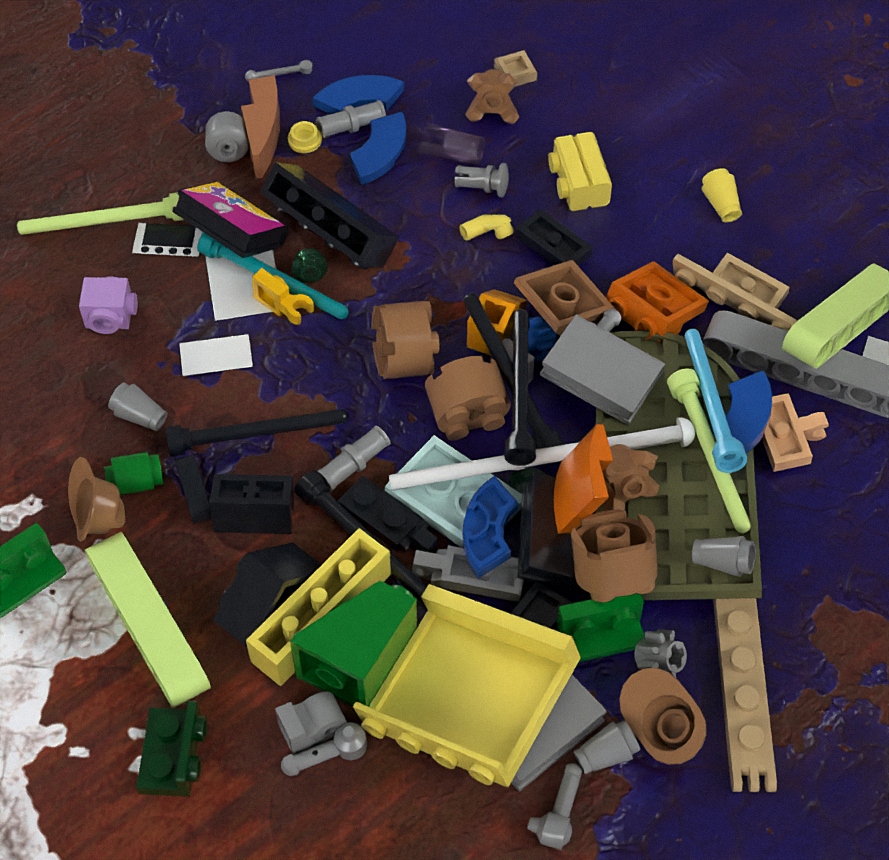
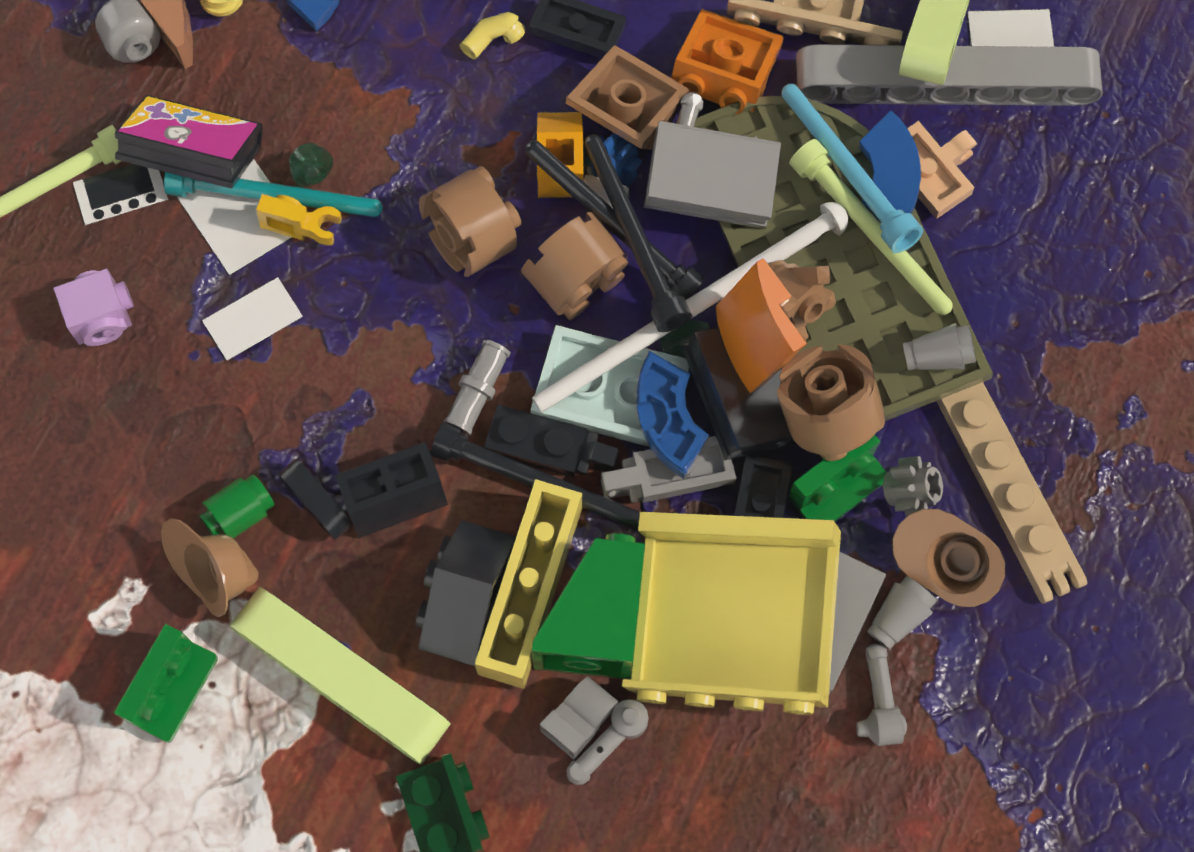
camera: 25 degrees left, 15 degrees up
(137, 407) = (197, 424): light grey cone -> none
(183, 439) = (270, 443): black piece -> none
(329, 215) = (304, 91): black brick -> none

